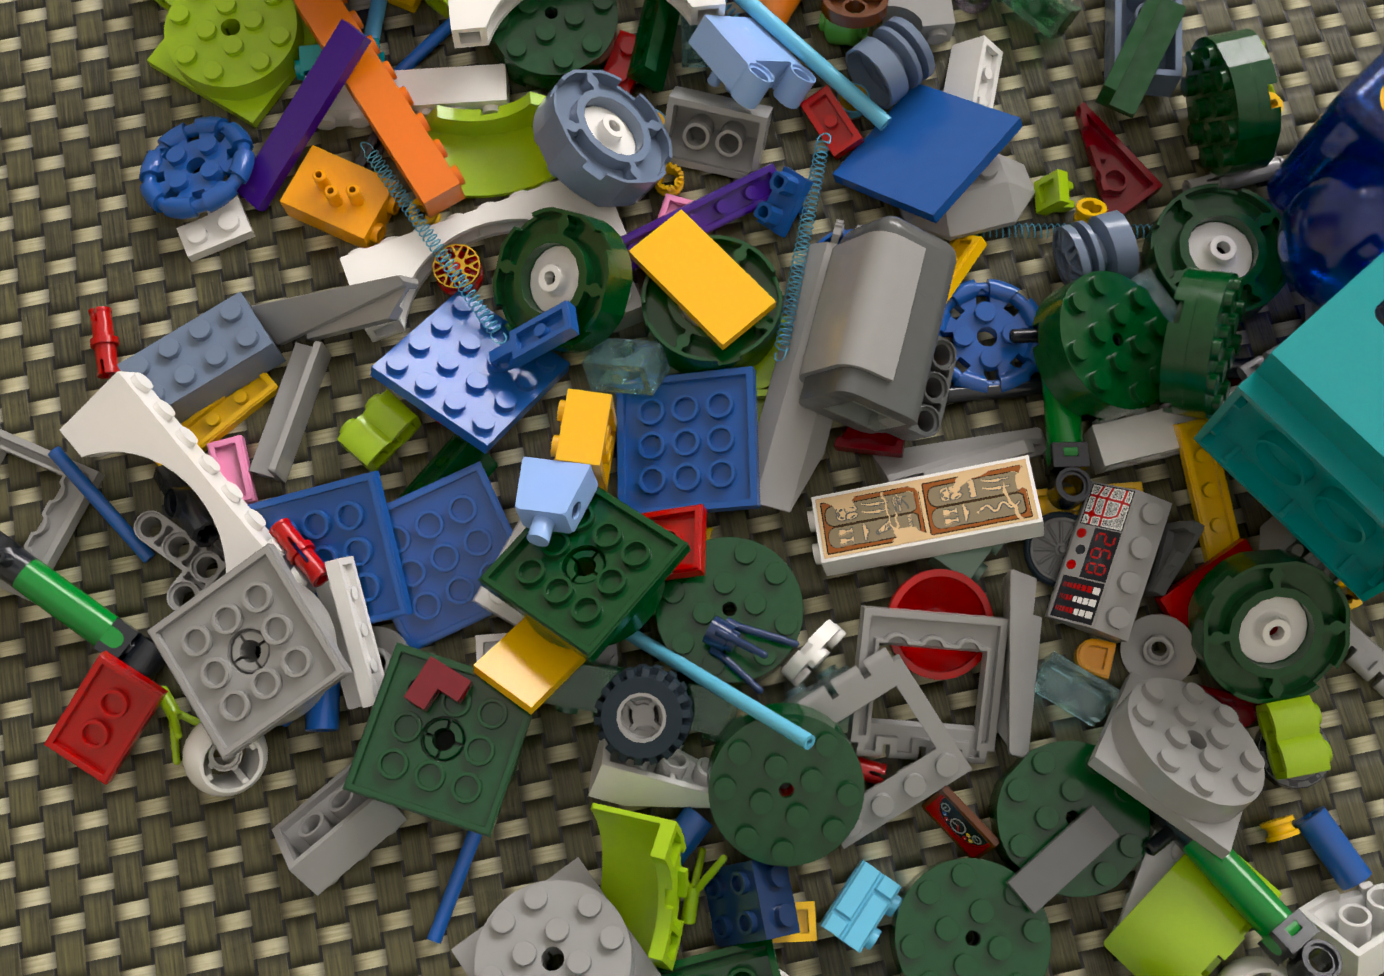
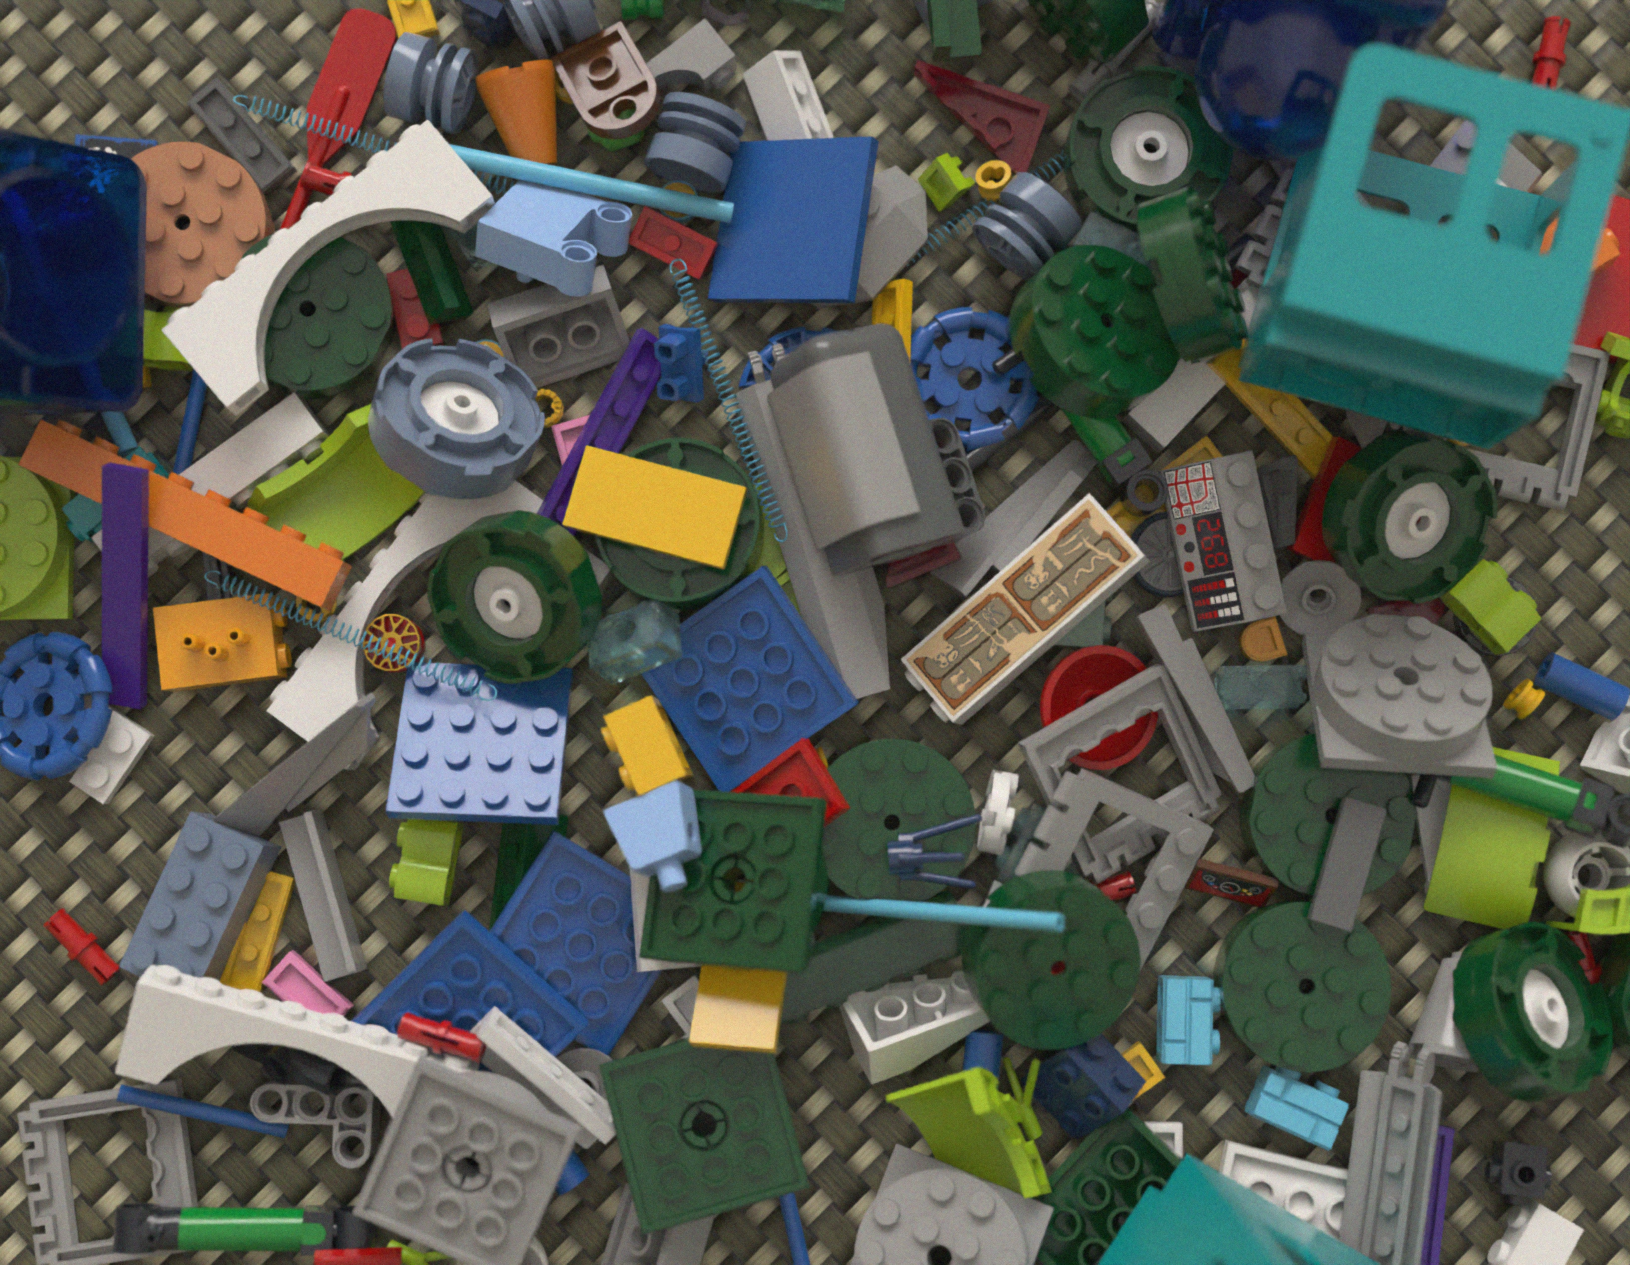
camera: 35 degrees left, 10 degrees up
(432, 680) = (661, 1077): dark red piece -> none
(536, 337) = (532, 675): blue hinge -> none
(644, 714) = (880, 980): black wheel -> none

